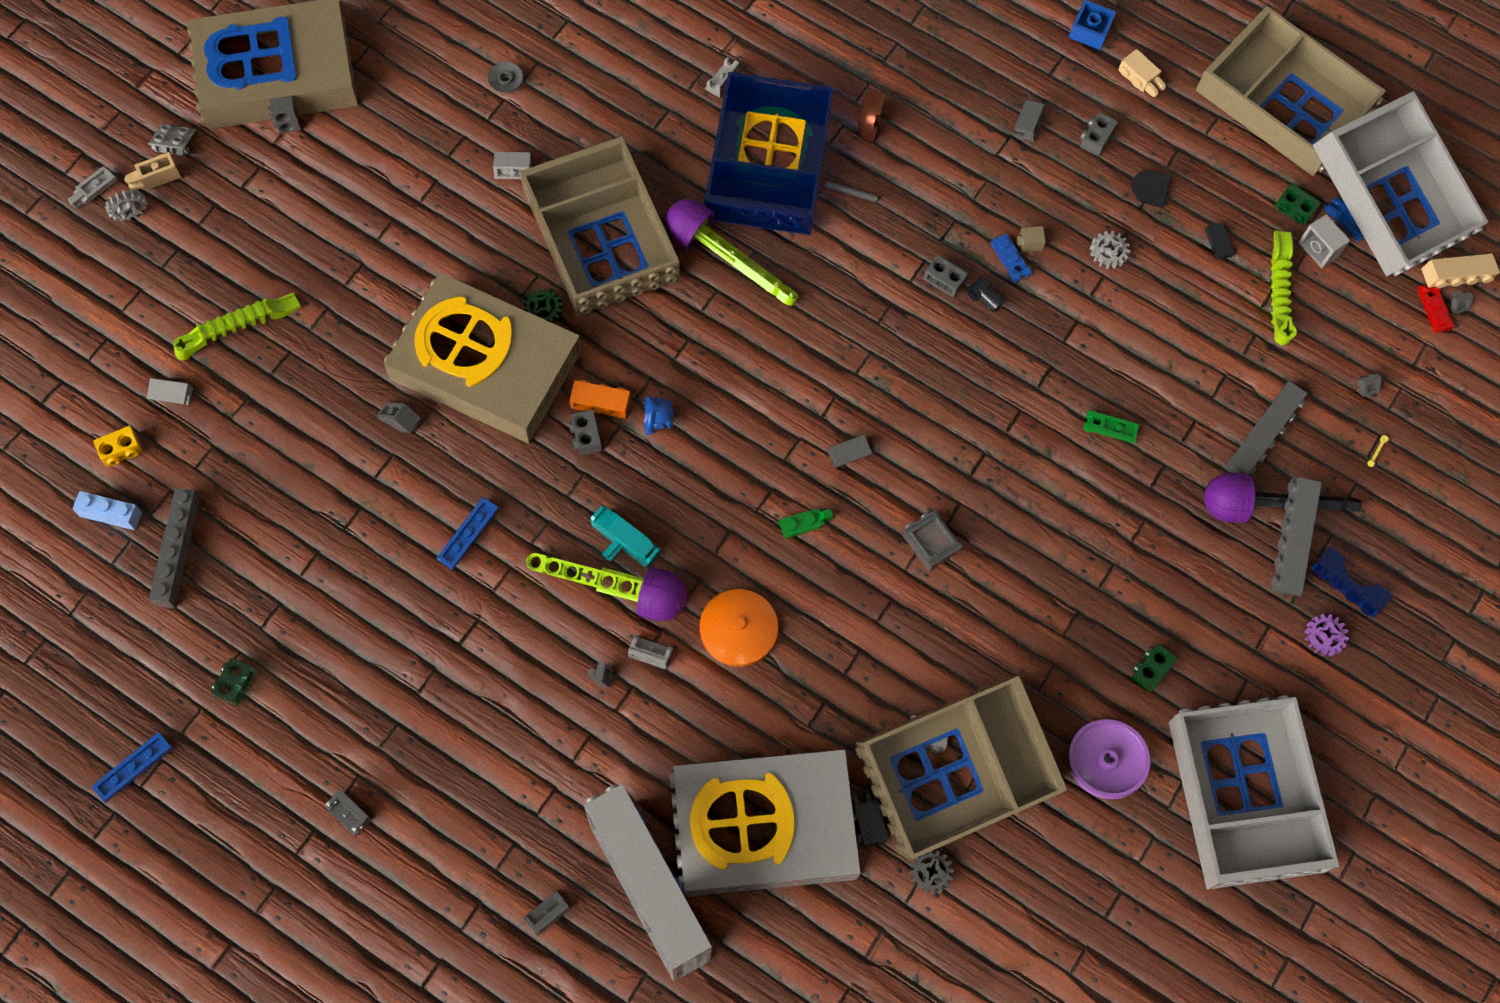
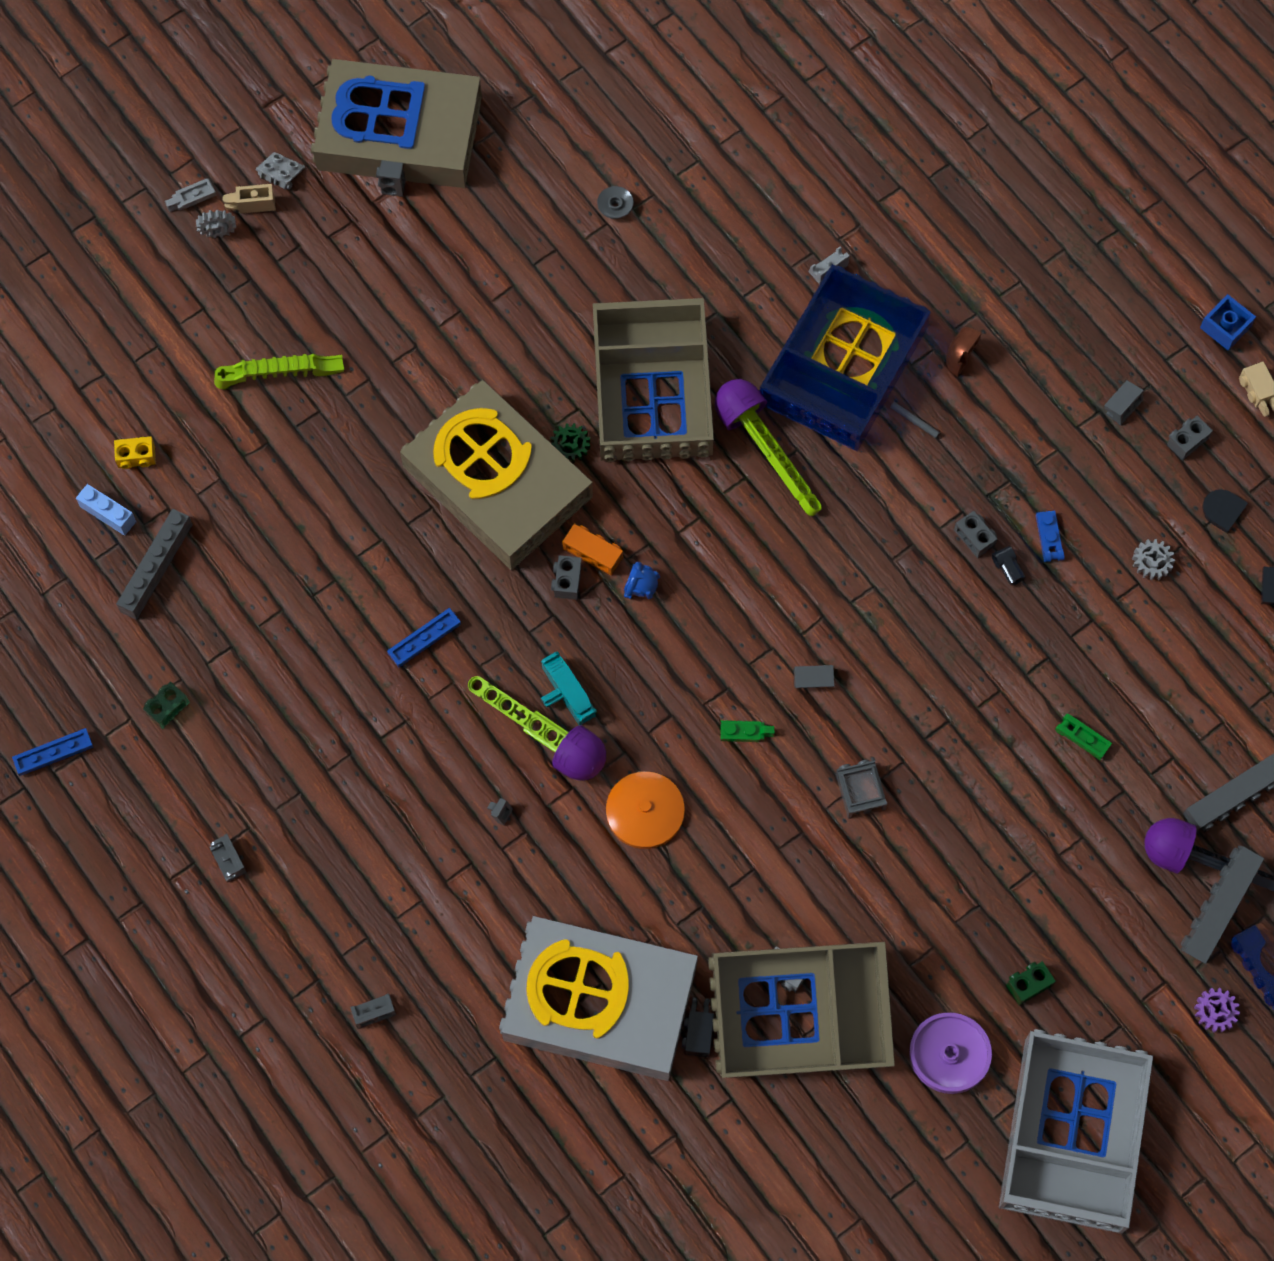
camera: 25 degrees right, 0 degrees up
(169, 391) = (197, 415): light grey hinge -> none
(399, 416) = (398, 506): dark grey slope -> none
(509, 164) = (589, 291): light grey hinge -> none
(648, 882) = (469, 1011): light grey panel -> none
(650, 652) = (553, 805): light grey hinge -> none
(939, 874) = (746, 1104): dark grey gear -> none
(1031, 239) = (1076, 524): dark tan brick -> none

